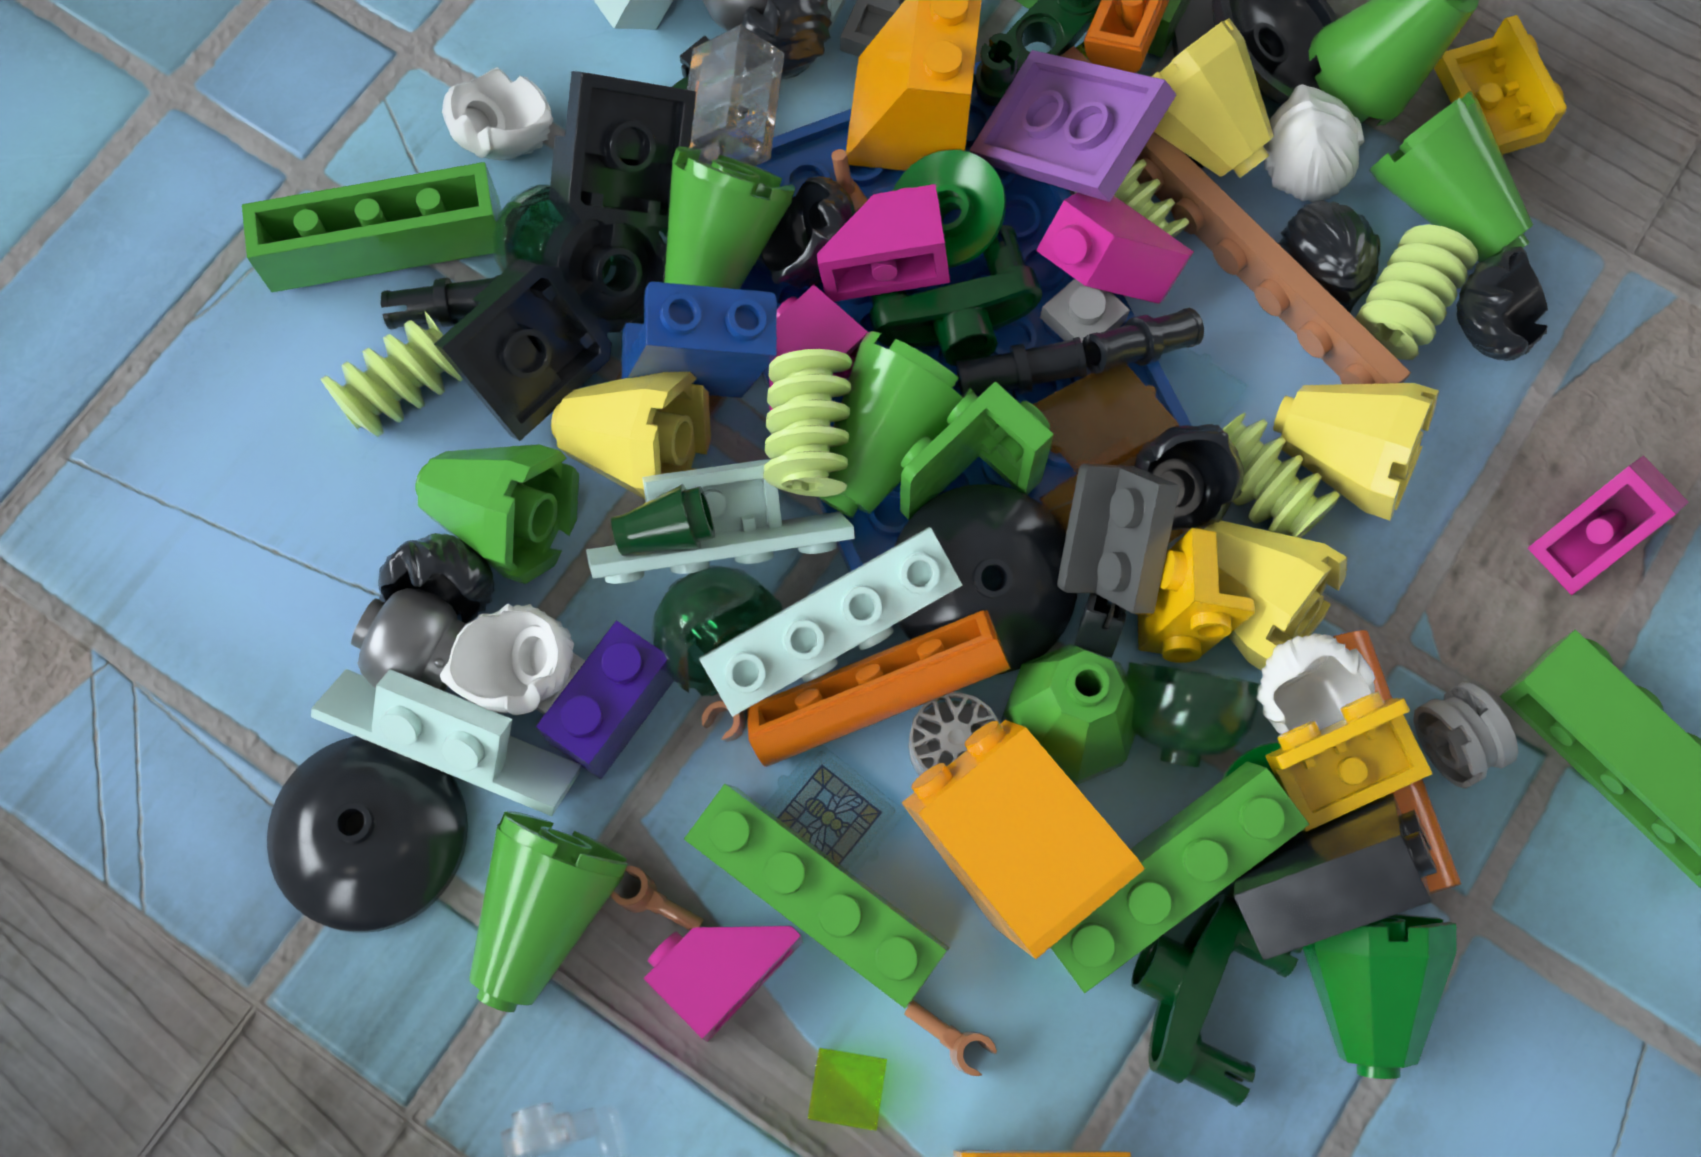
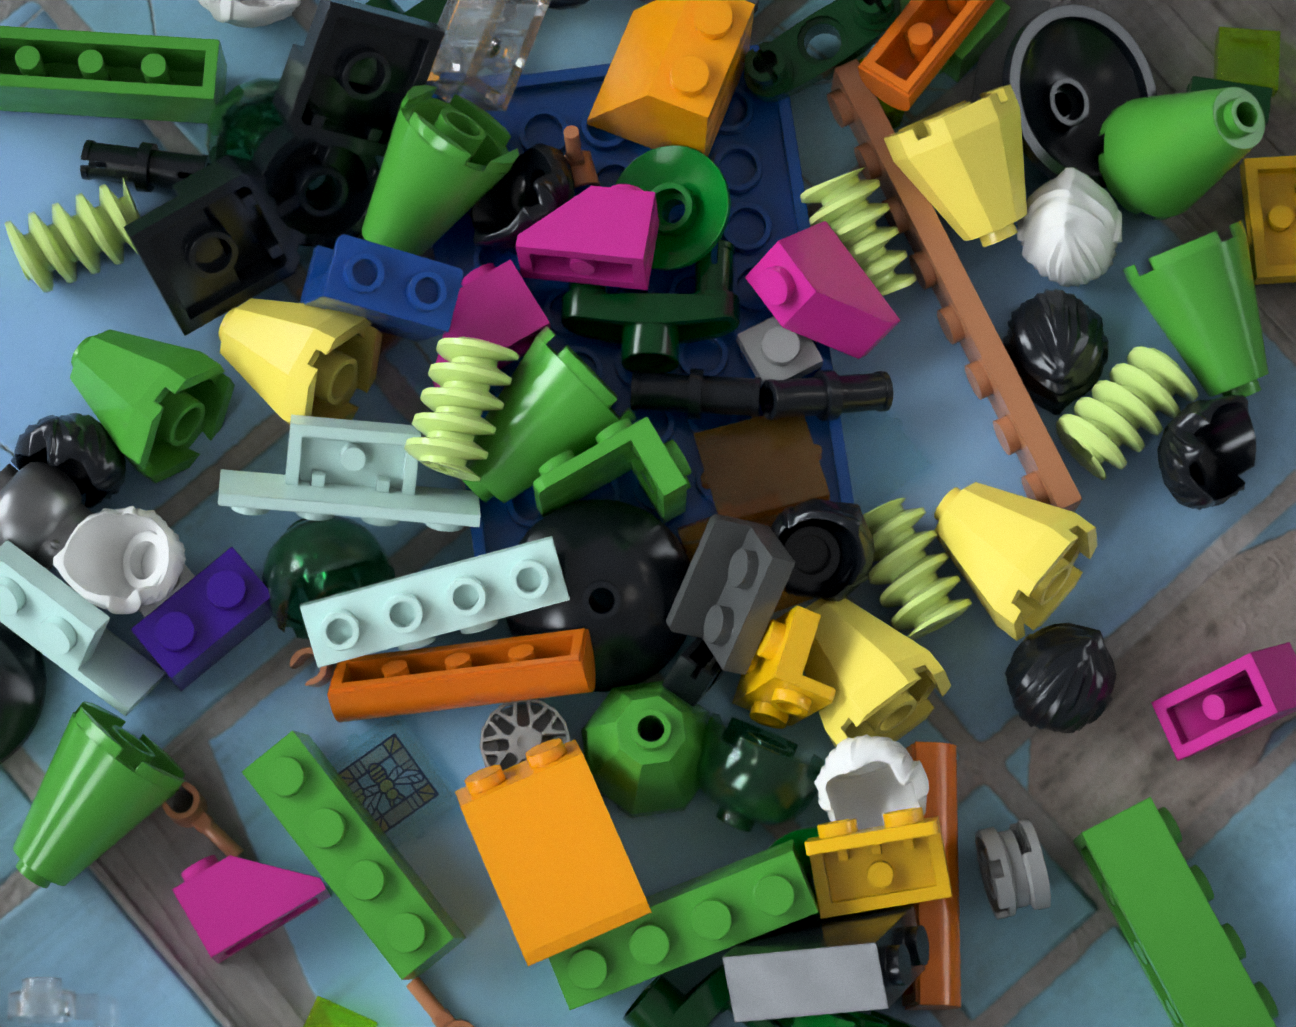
camera: 10 degrees right, 5 degrees up
(665, 523) = (301, 469): dark green cone -> none
(1073, 123) = (814, 157): medium lavender plate -> none
(1441, 544) = (1061, 677): none -> black hair

